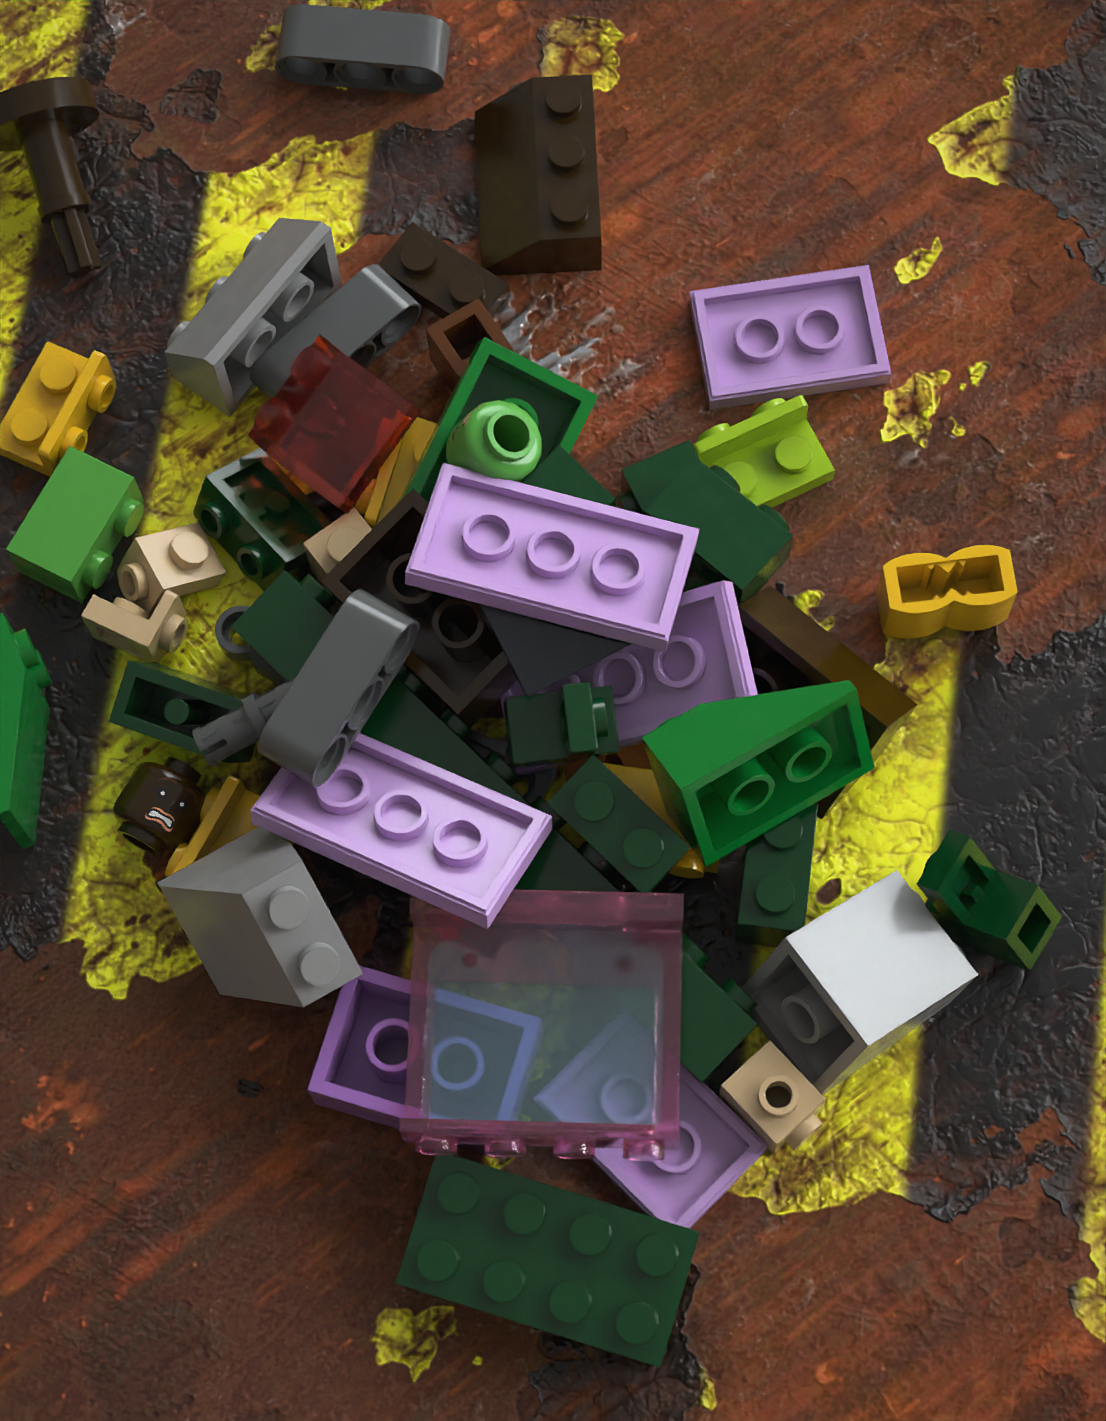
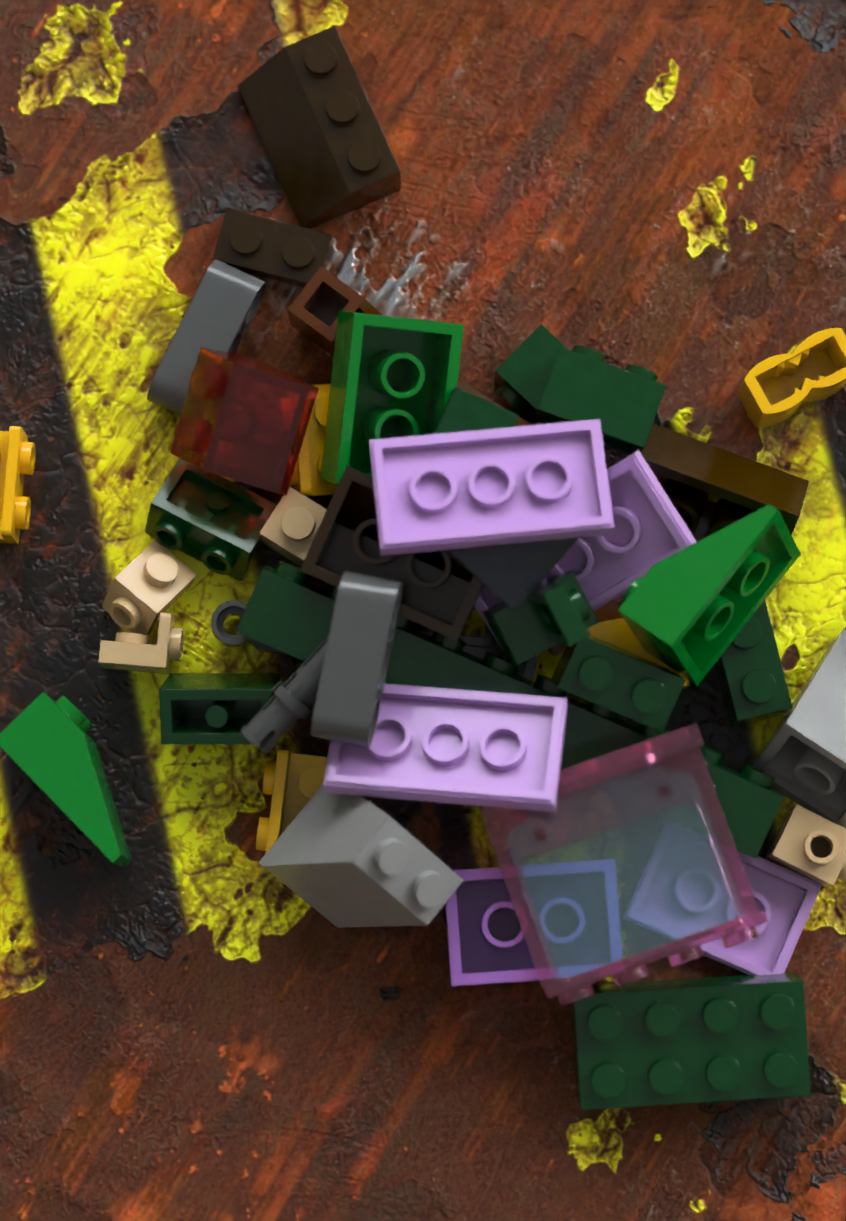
camera: 25 degrees left, 10 degrees up
(77, 525) = (57, 581): bright green brick -> none
(160, 806) = (228, 794): dark brown head -> none
(245, 314) = (127, 339): light grey slope -> none
(363, 49) = (120, 64): dark grey beam -> none
(496, 441) = (403, 405): bright green head -> none
(770, 453) = (606, 310): lime bracket -> none
(789, 337) = (582, 195): lavender tile -> none

